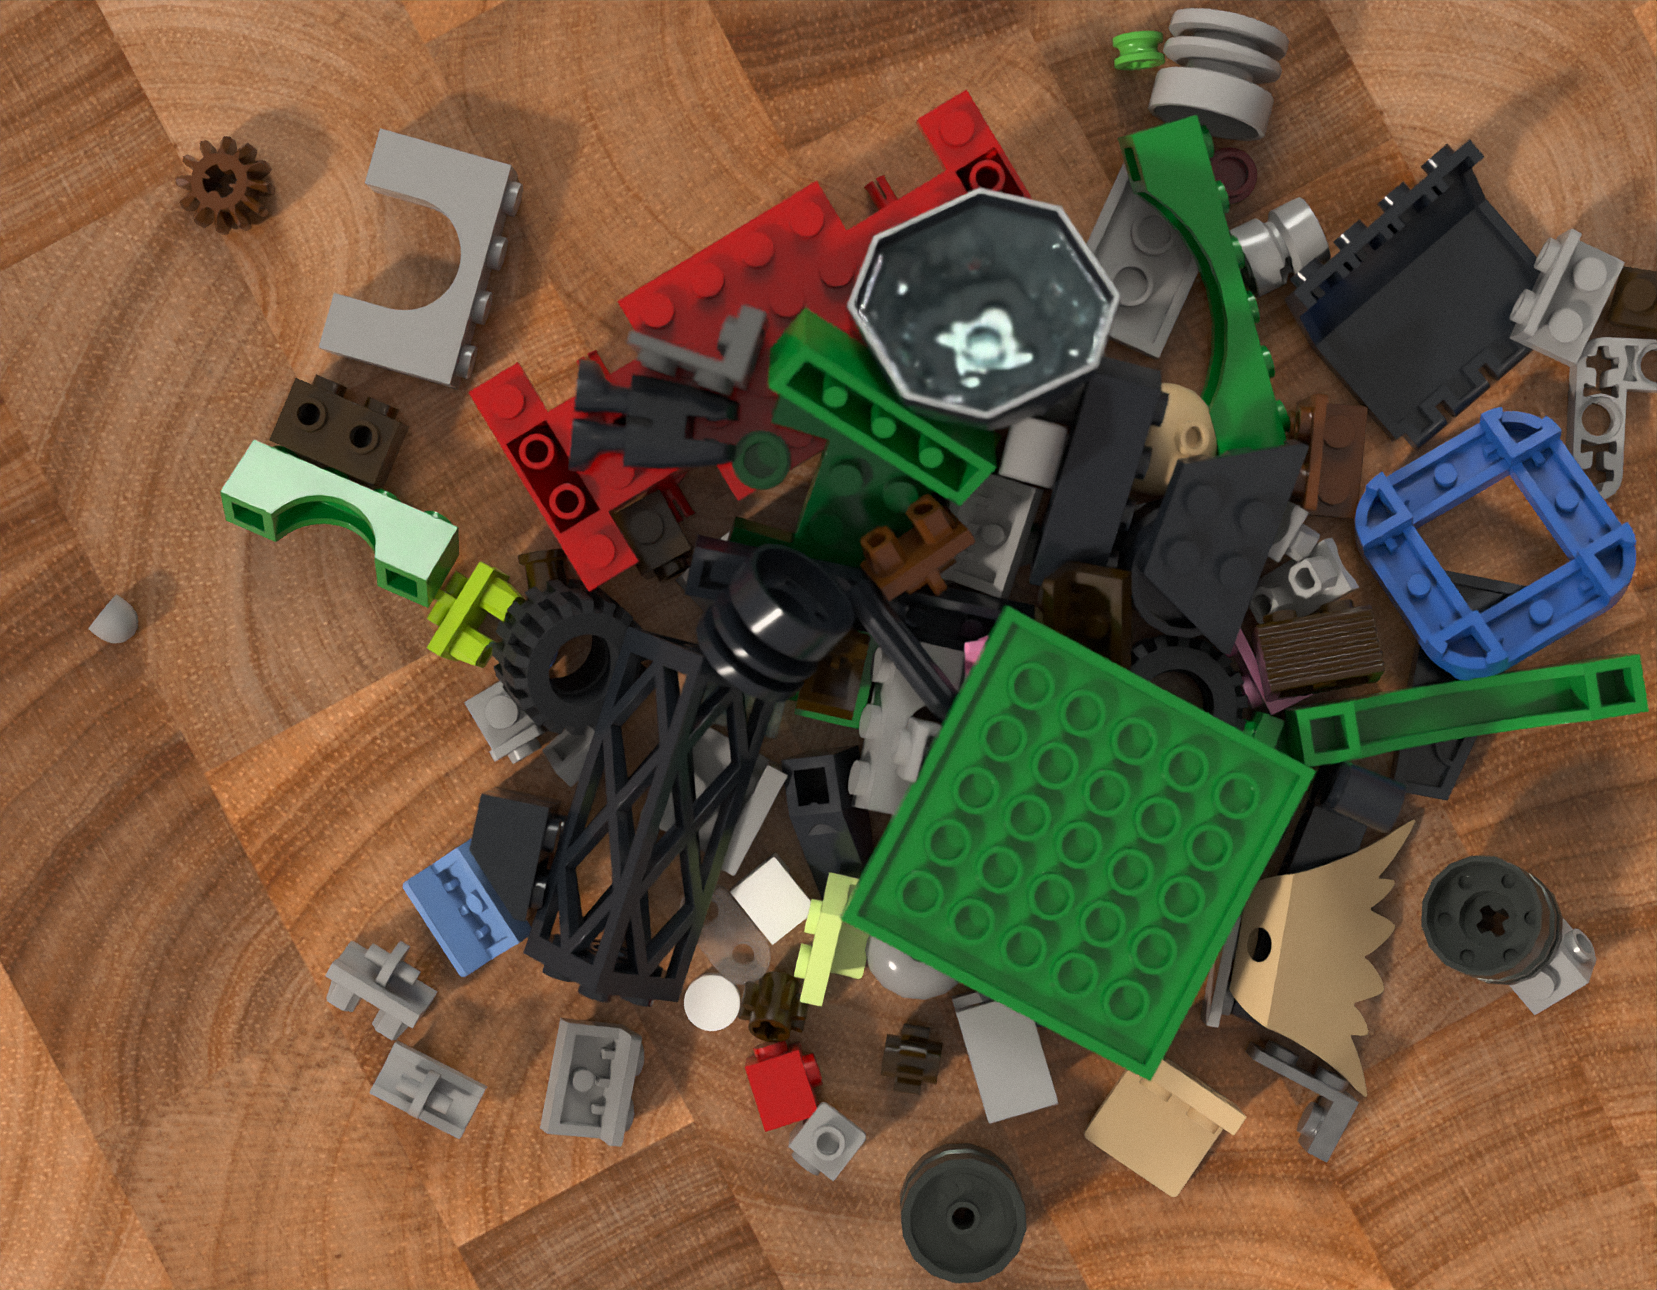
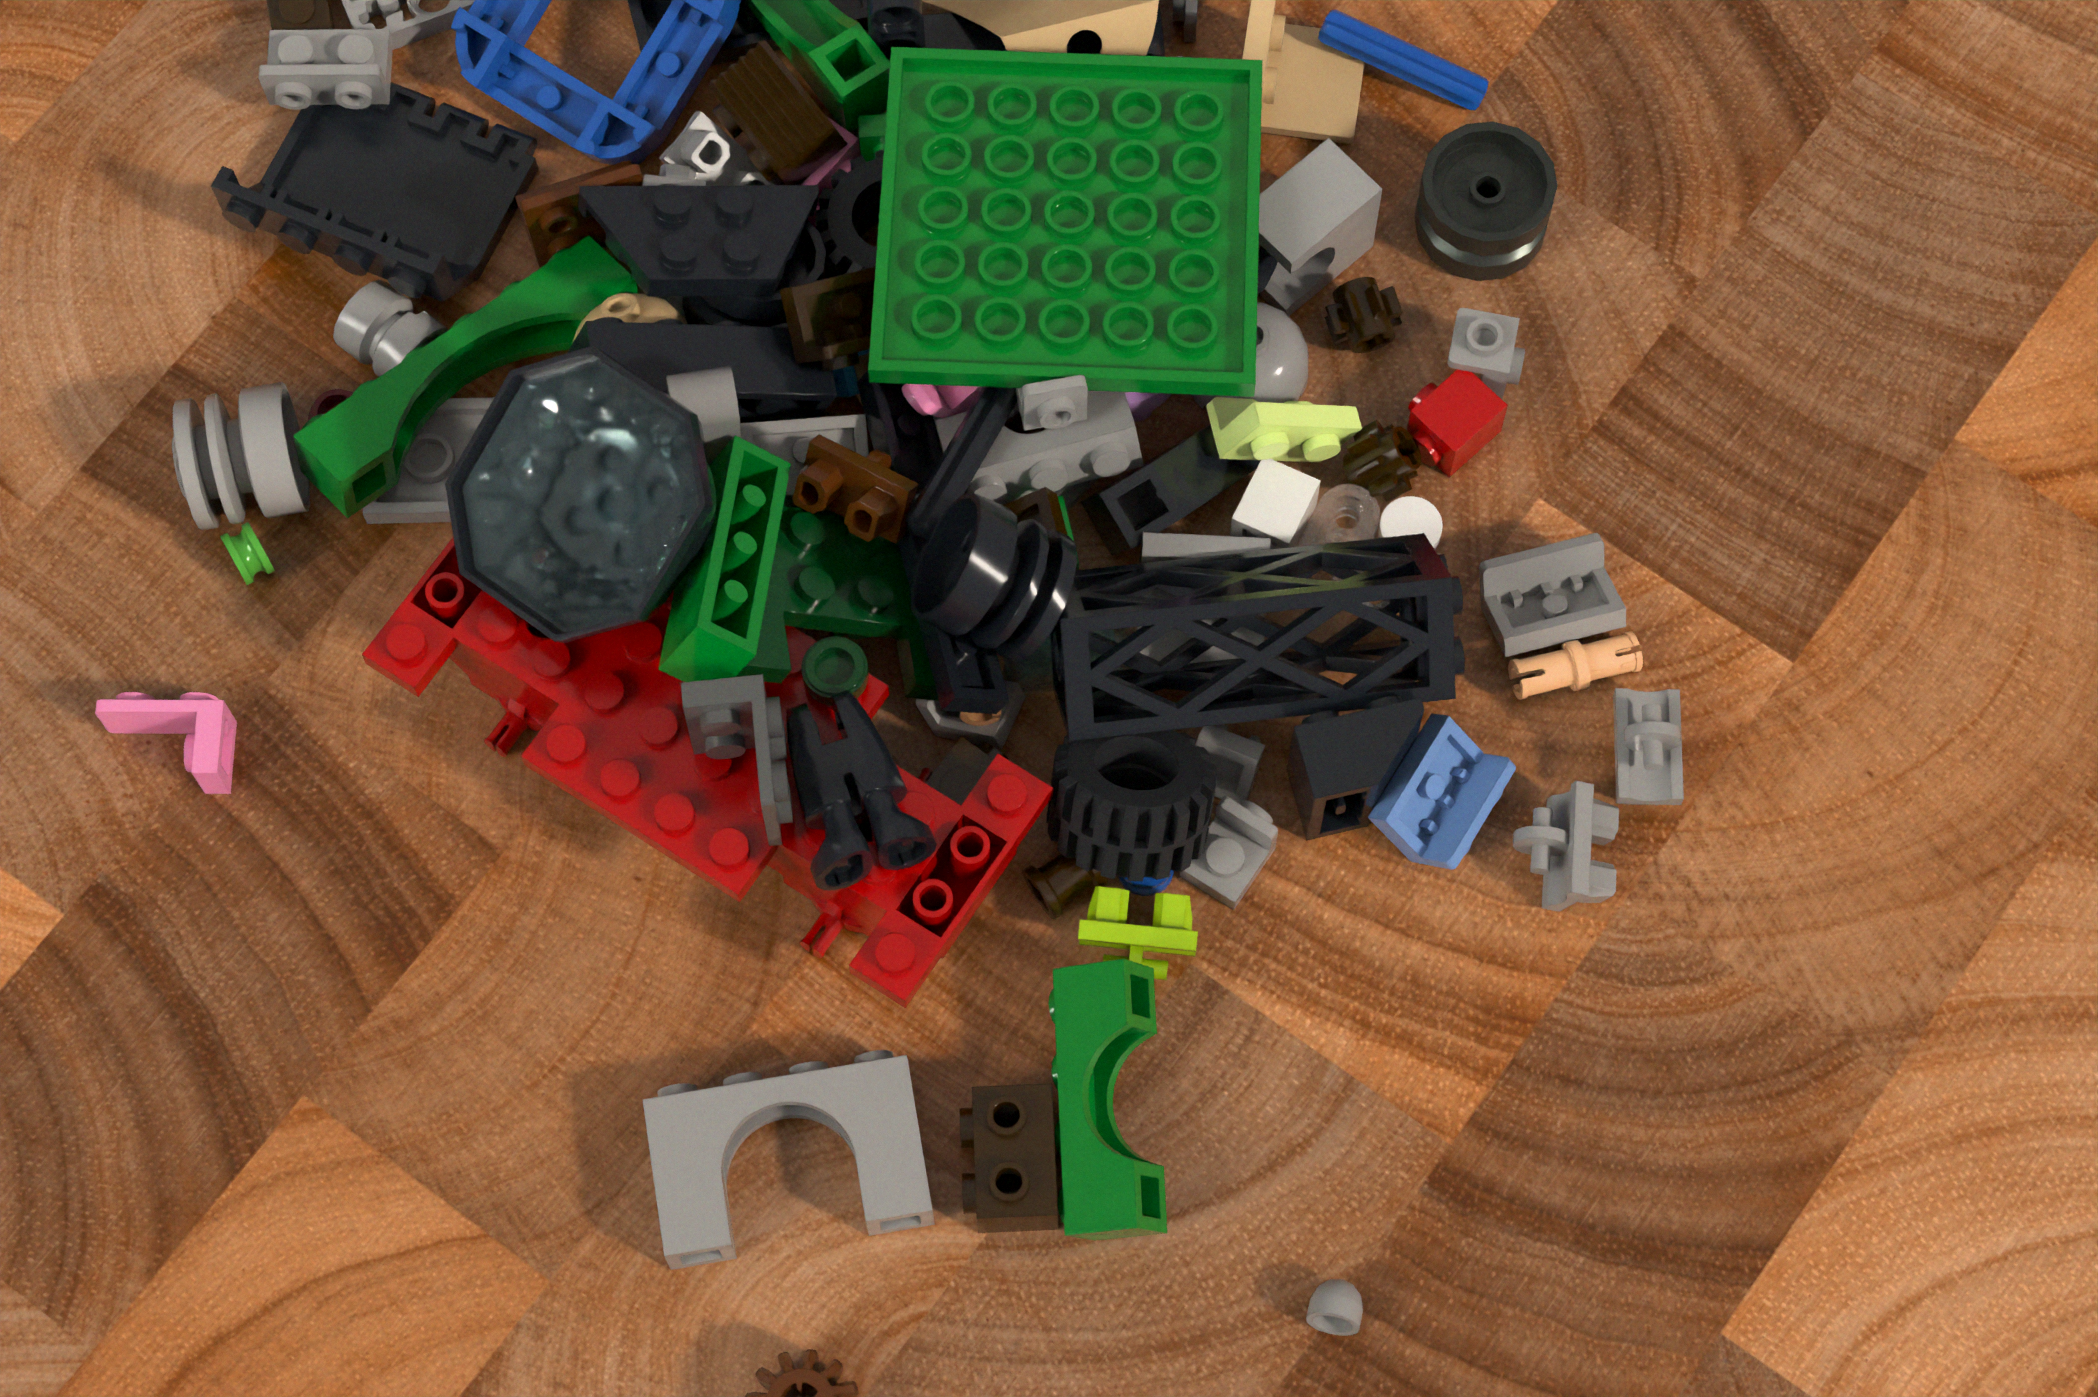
camera: 110 degrees left, 20 degrees down
(529, 1071) = (1575, 665): none -> light nougat pin
(1133, 1214) = (1403, 59): none -> blue axle

